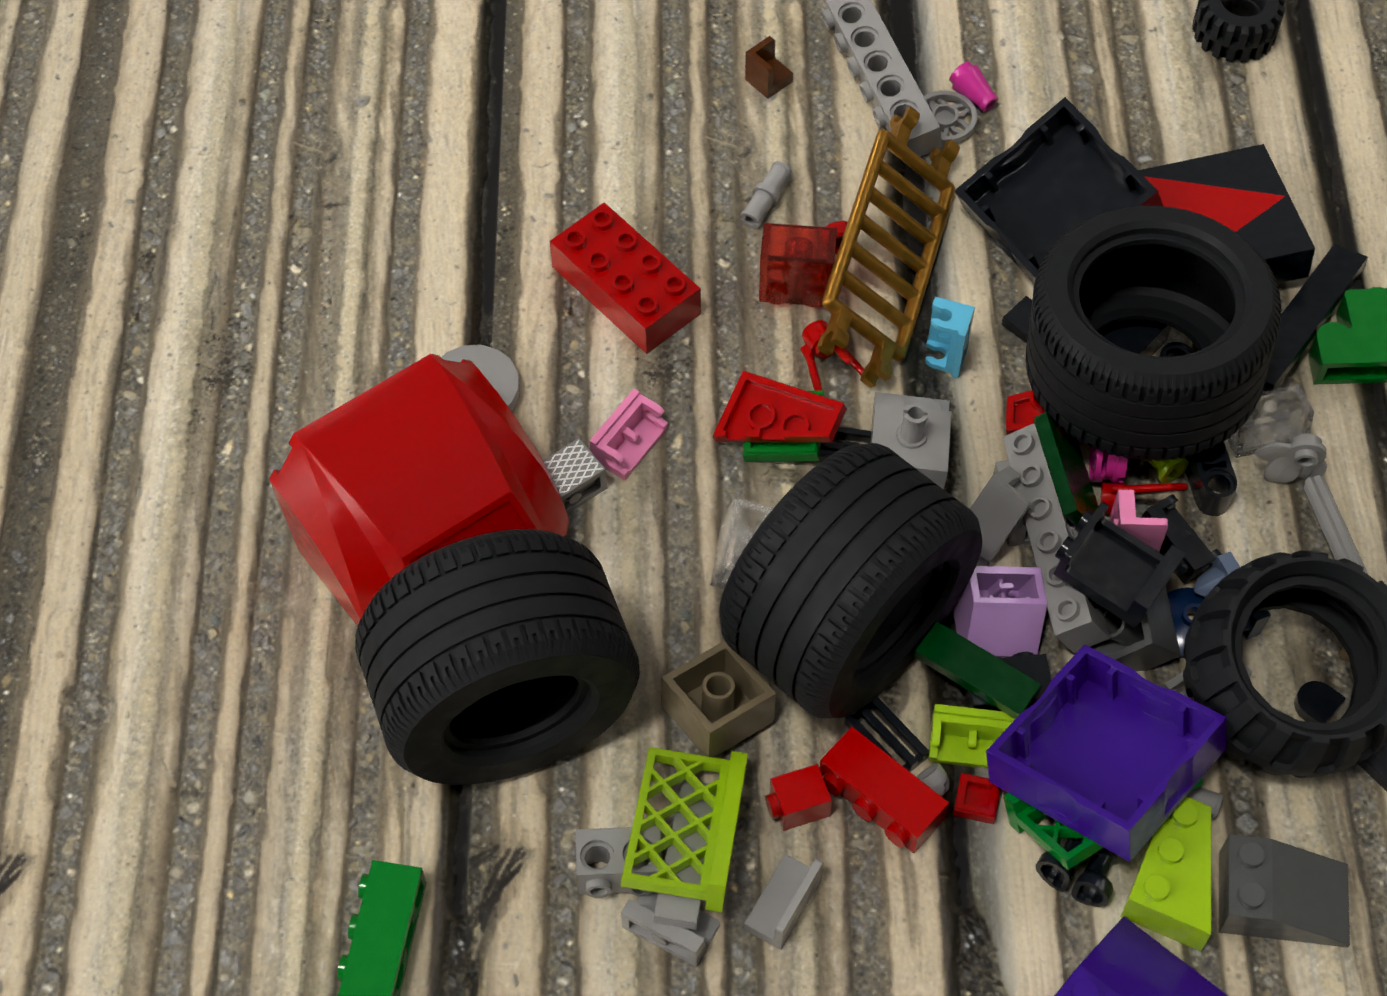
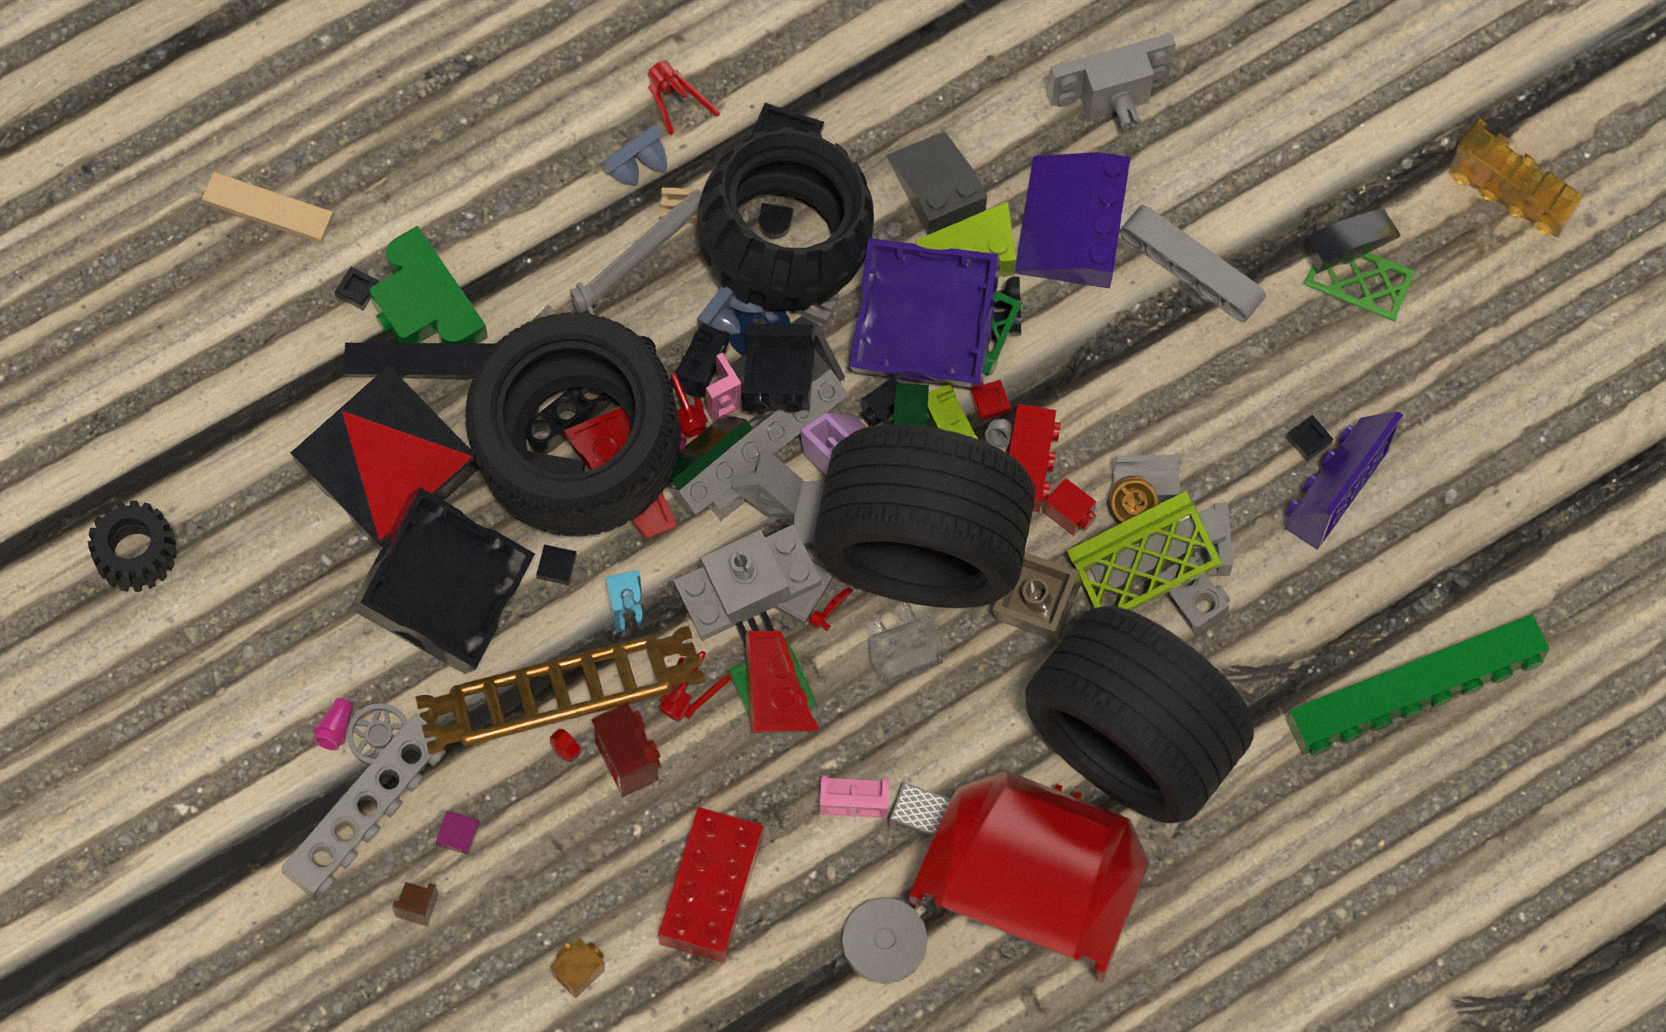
camera: 125 degrees left, 10 degrees up
(626, 149) = (577, 966): none -> pearl gold brick
(763, 860) = (1132, 497): none -> pearl gold wheel
(766, 194) = (553, 828): light grey pin -> none
(813, 130) = (457, 832): none -> magenta tile

